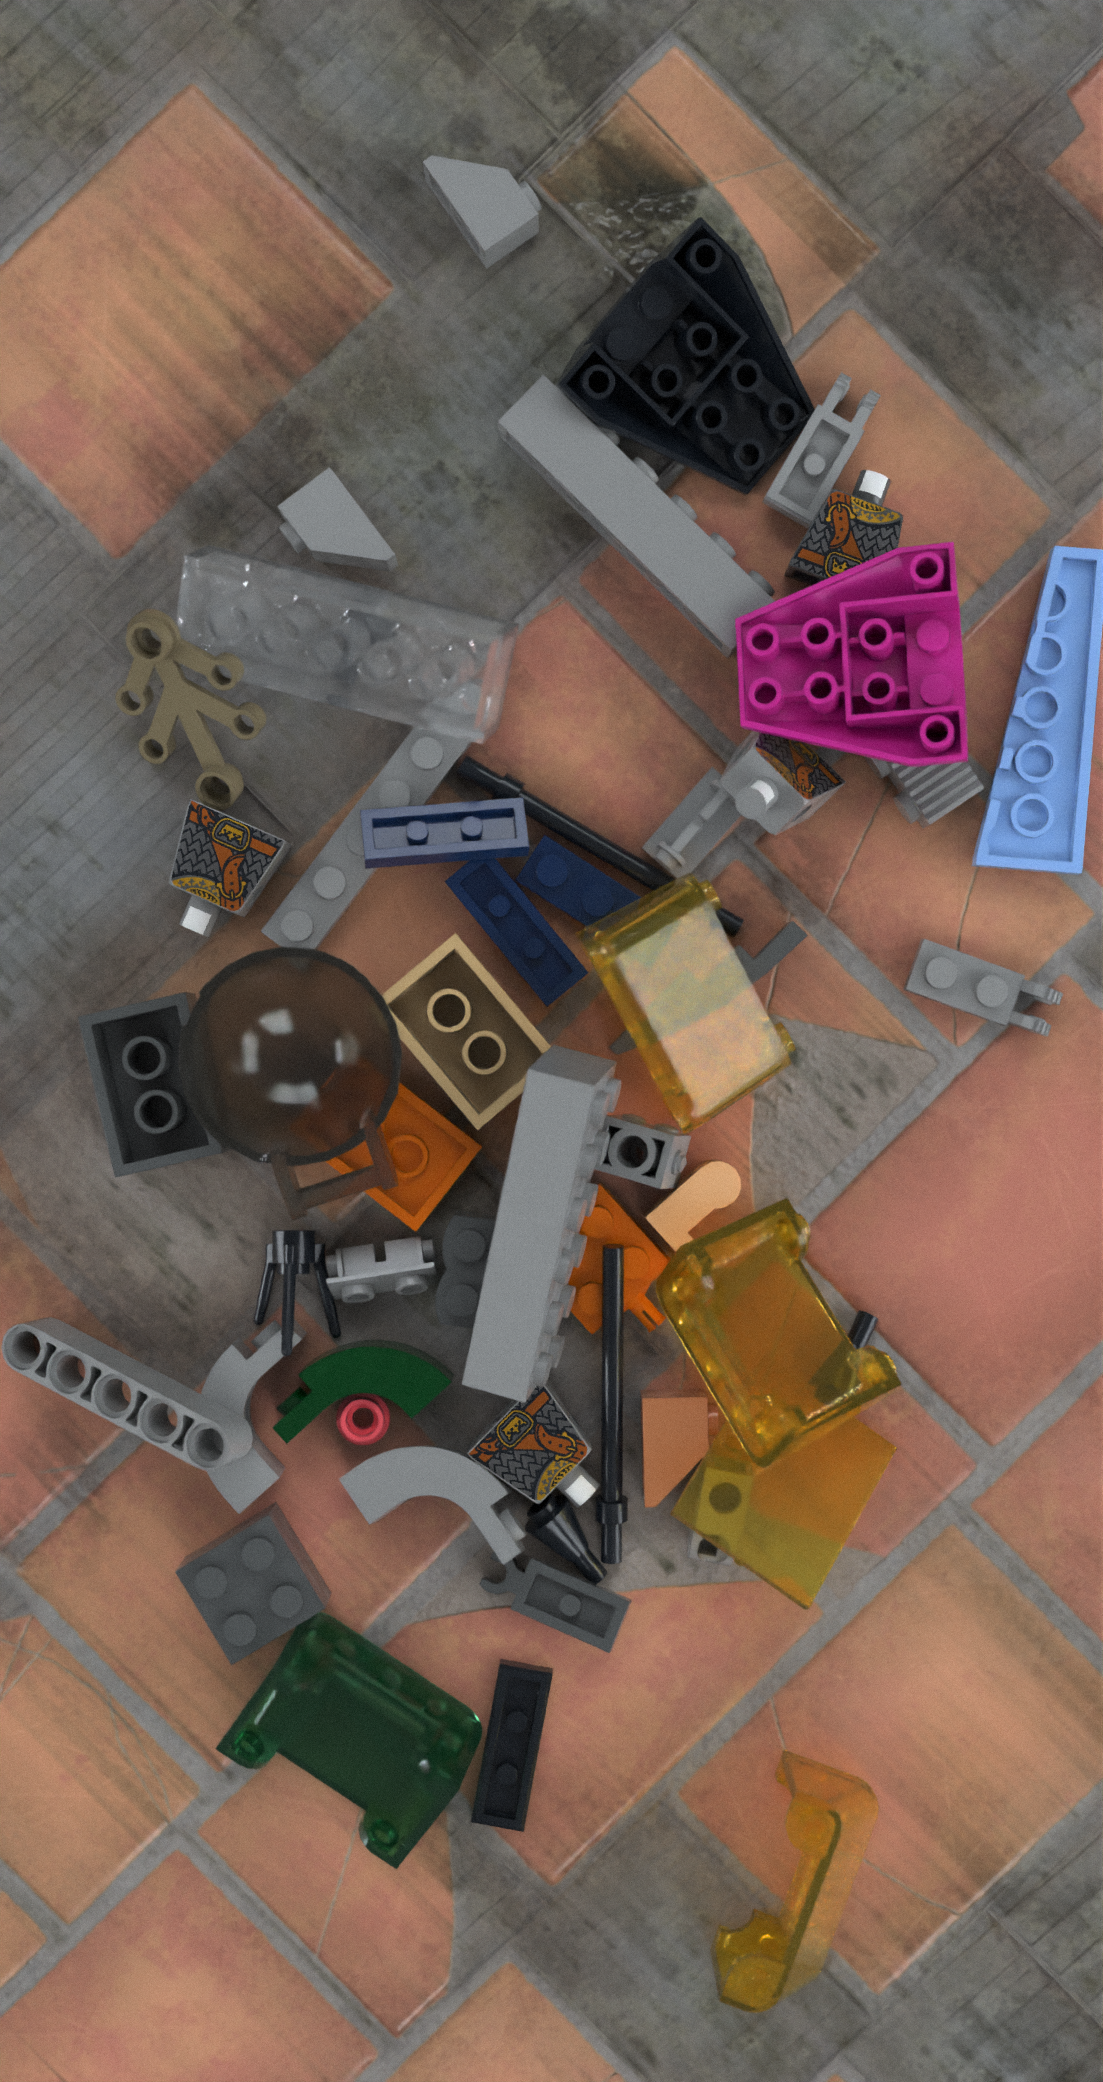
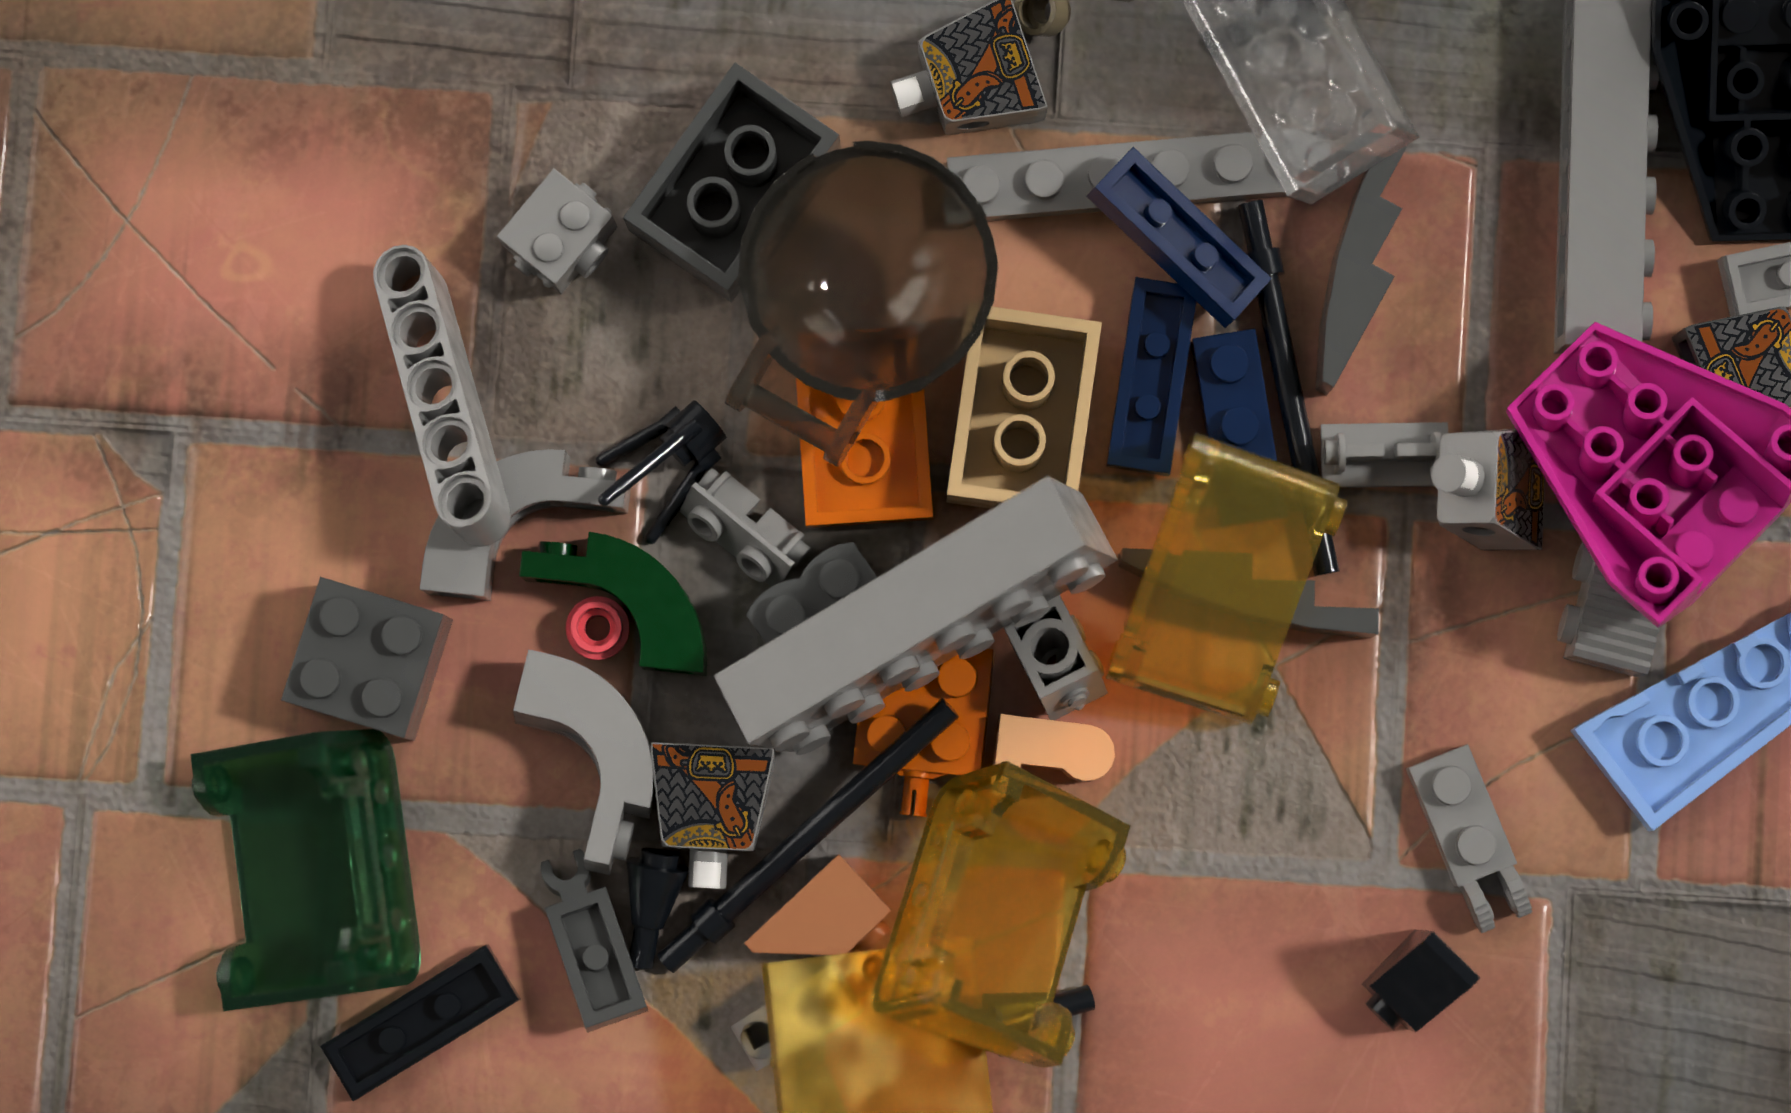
camera: 50 degrees right, 5 degrees down
(88, 1221) = (559, 232): none -> light grey head
(574, 746) = (1354, 282): none -> dark grey slope
(1044, 1107) = (1417, 981): none -> black slope

